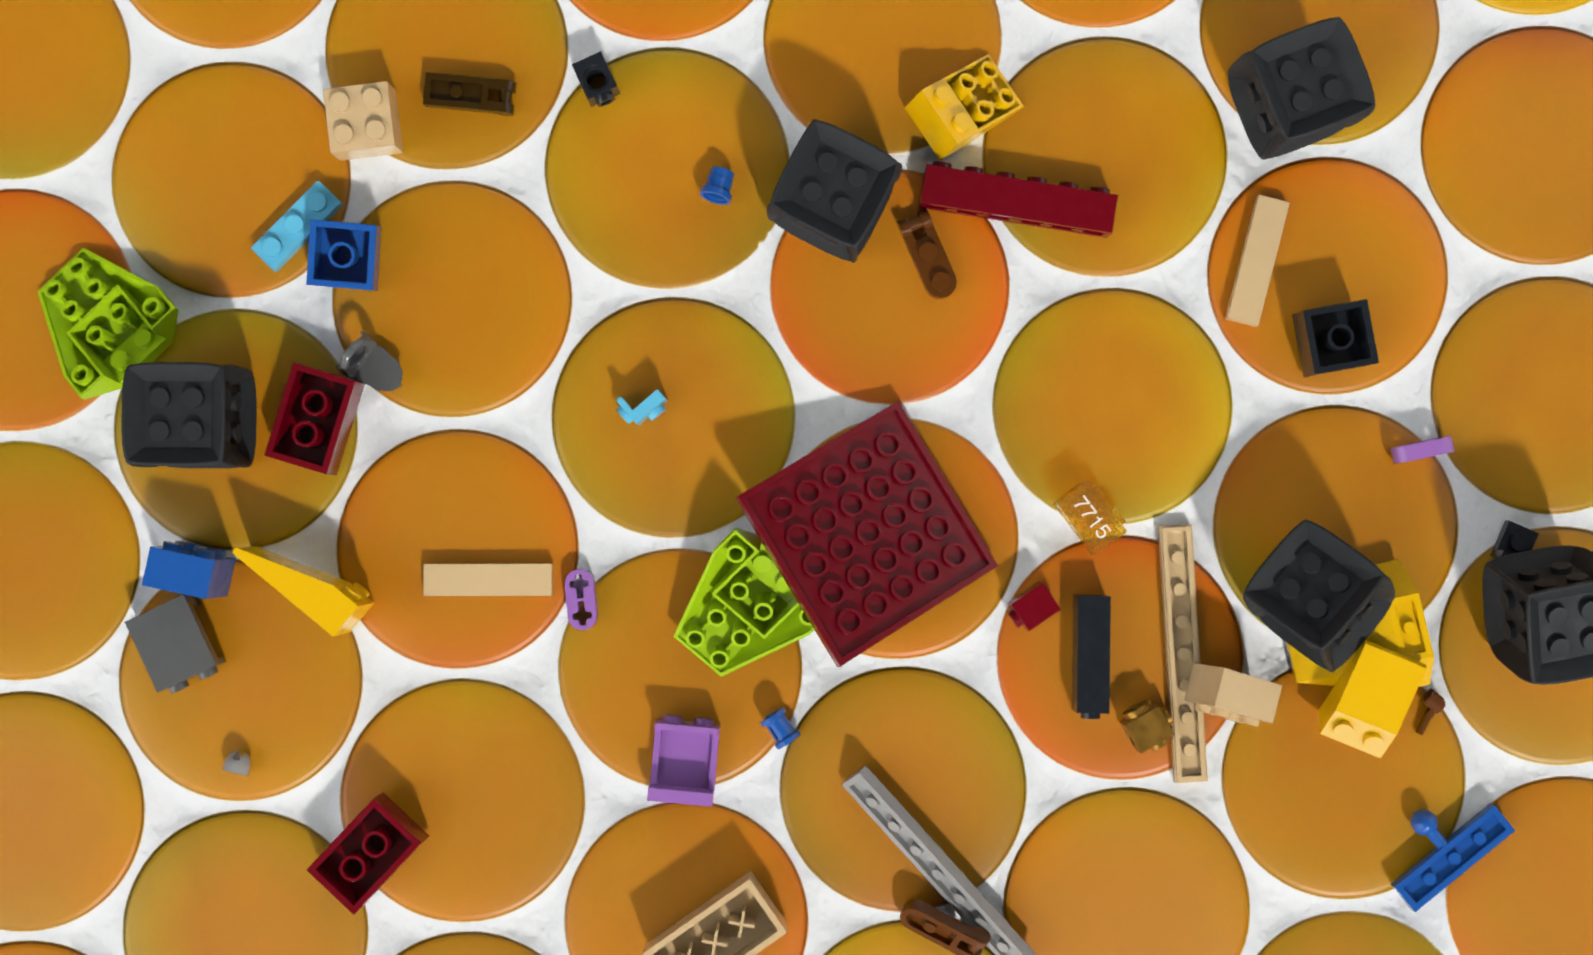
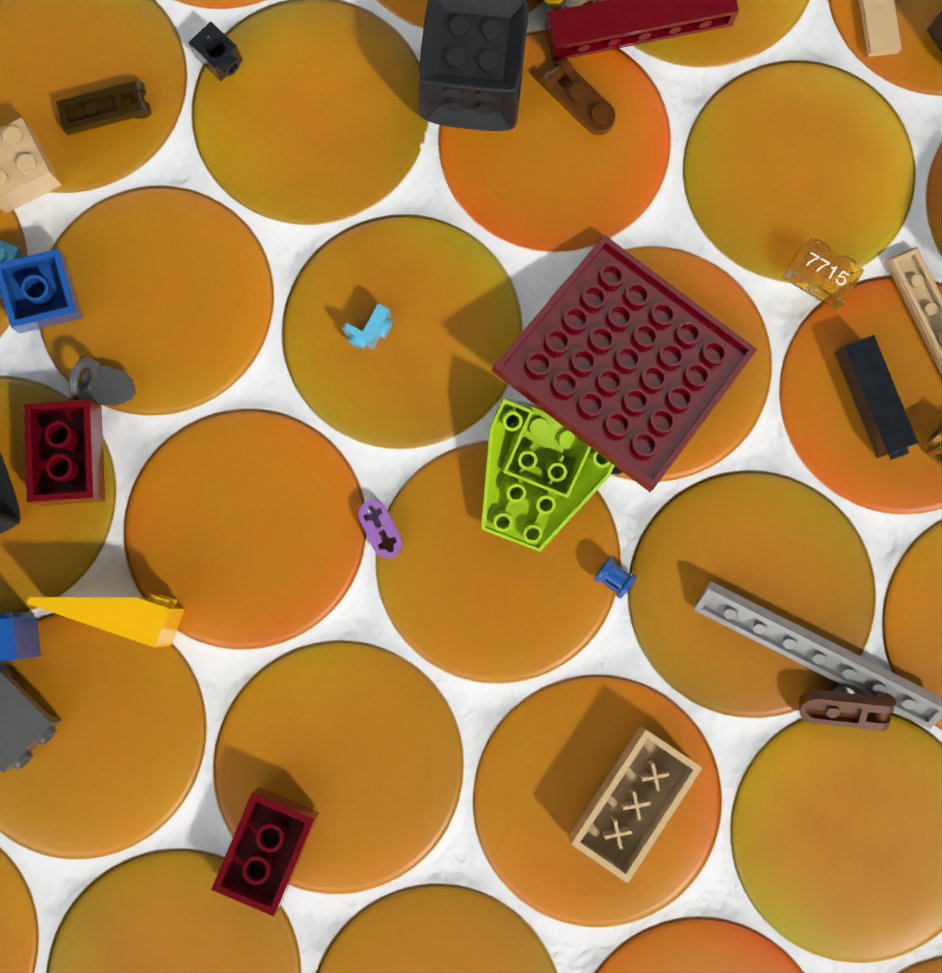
camera: 30 degrees left, 5 degrees down
(236, 765) = (107, 814): light grey hinge -> none
(488, 579) = (285, 544): tan tile -> none
(684, 761) = (536, 644): medium lavender panel -> none
(718, 186) = (364, 107): blue piece -> none
(1032, 607) = (804, 374): dark red brick -> none

